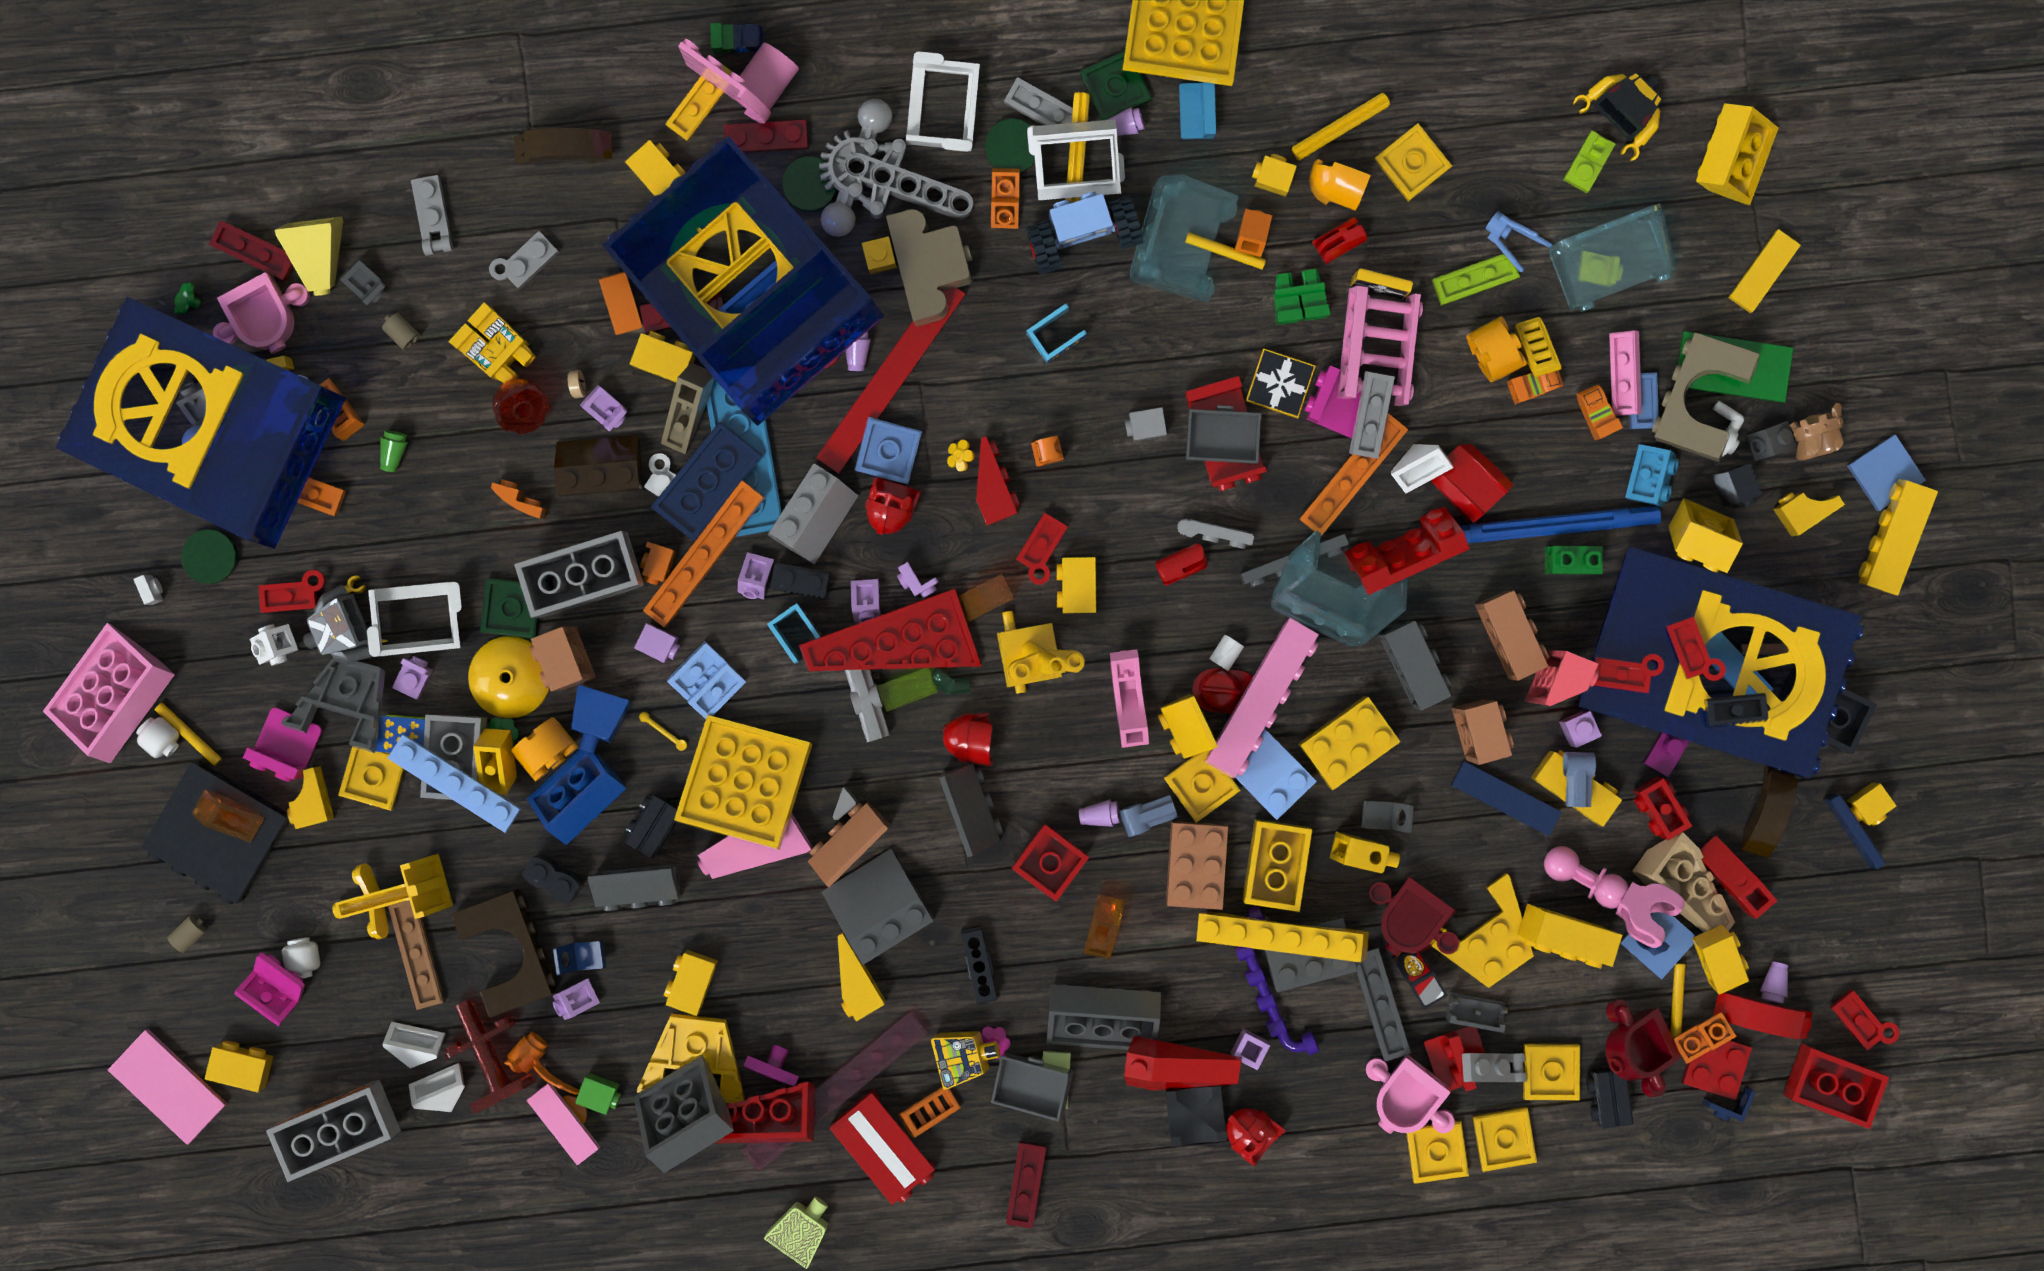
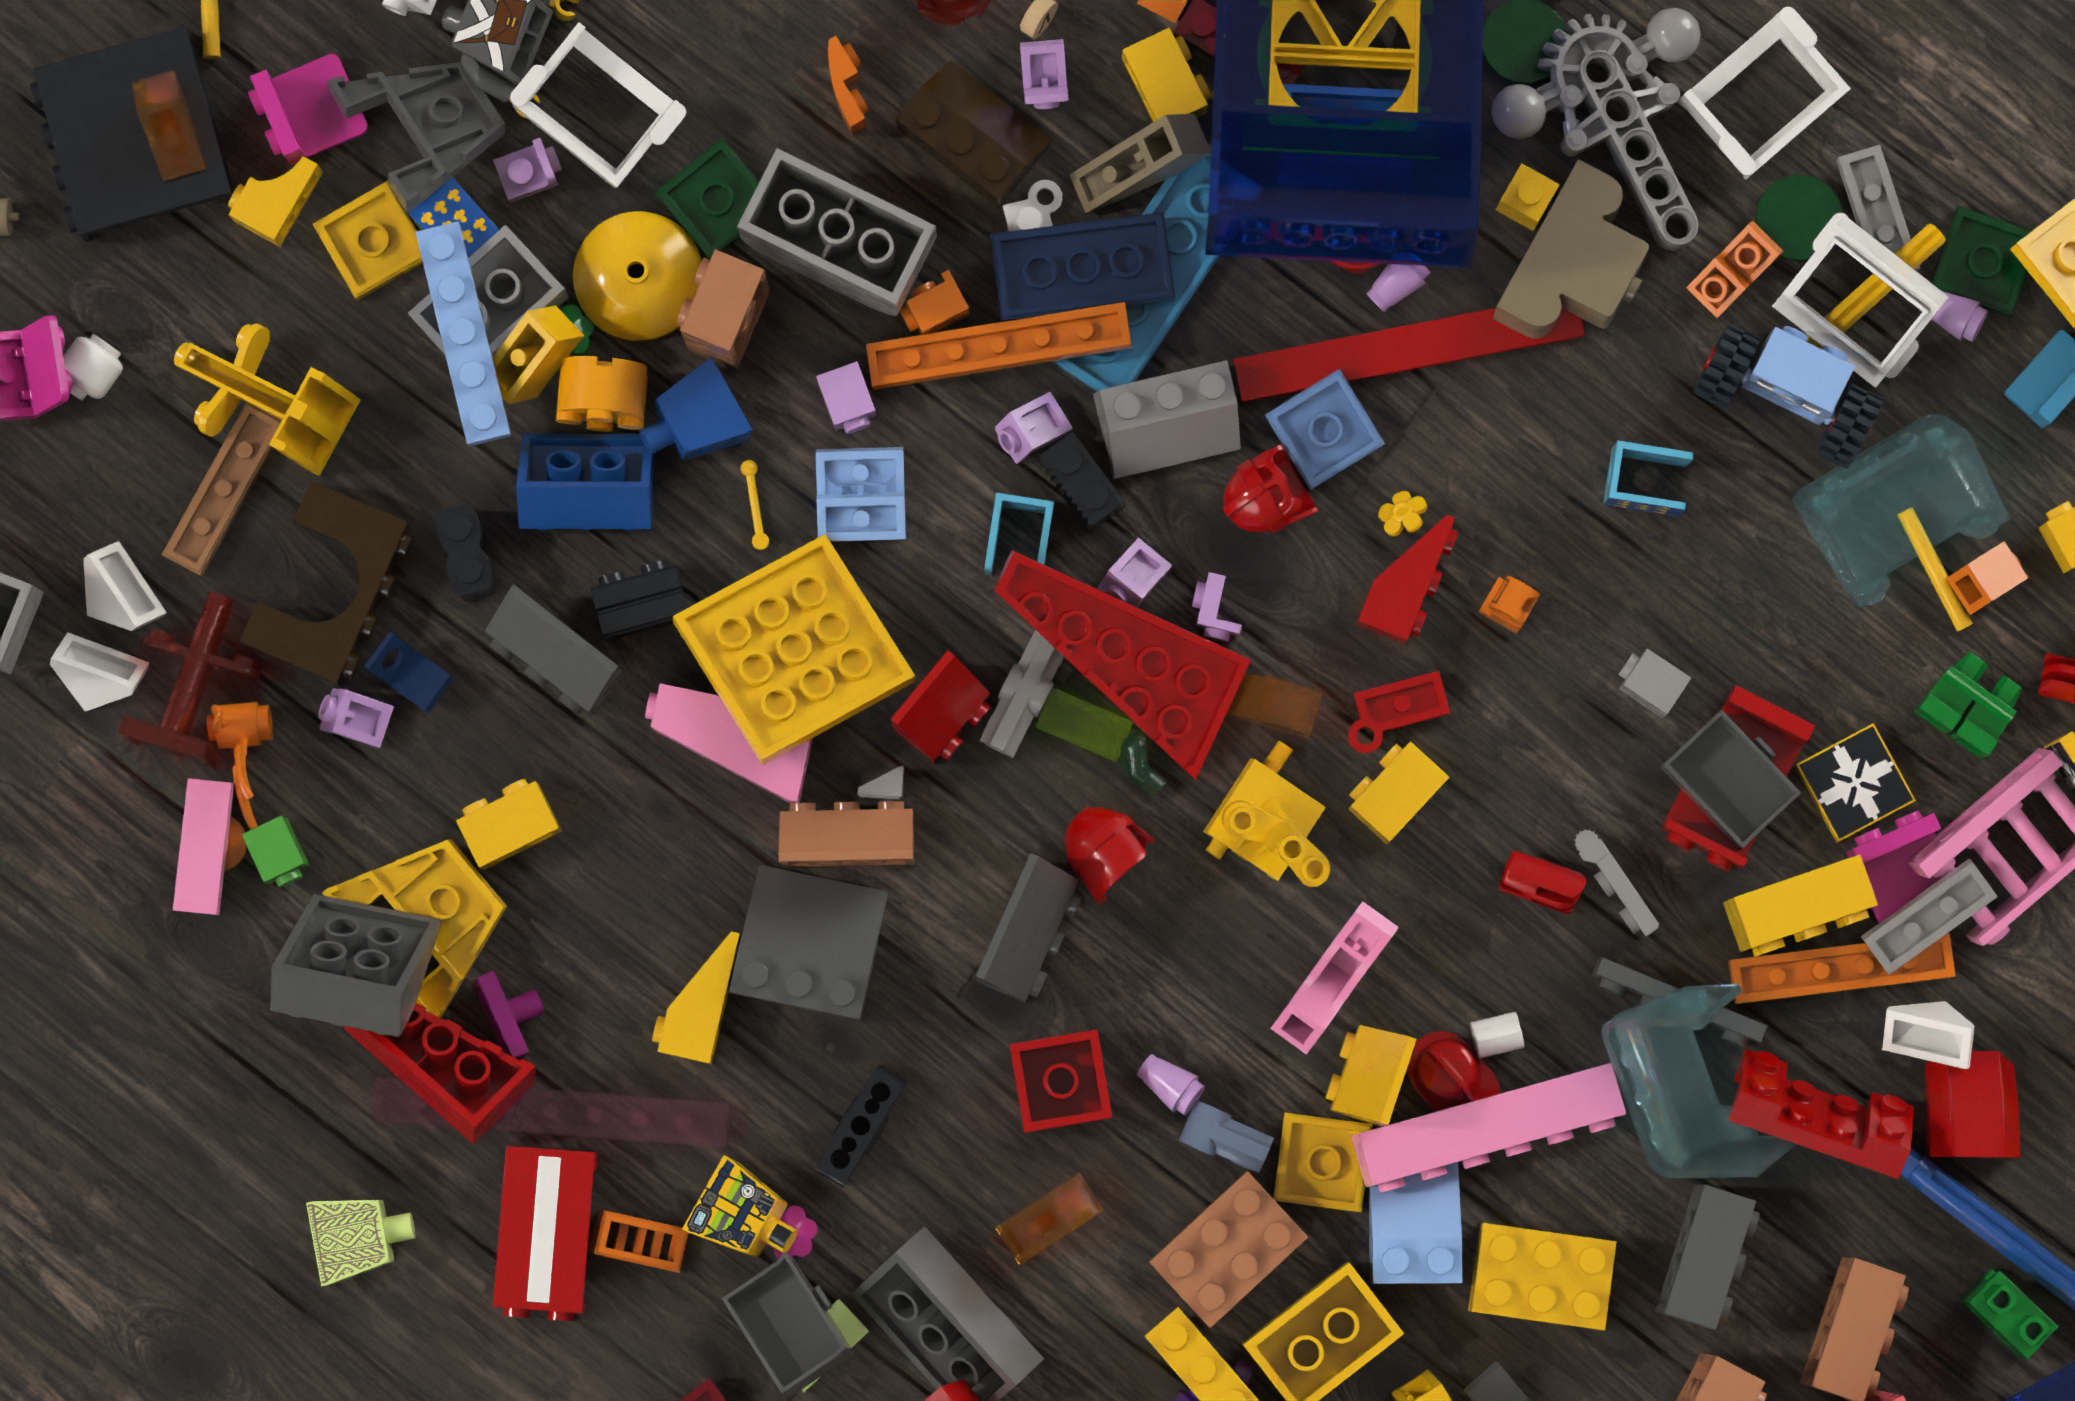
camera: 45 degrees right, 5 degrees down
(836, 746) = (942, 709): none -> red slope
(1309, 464) = (1801, 906): none -> yellow brick

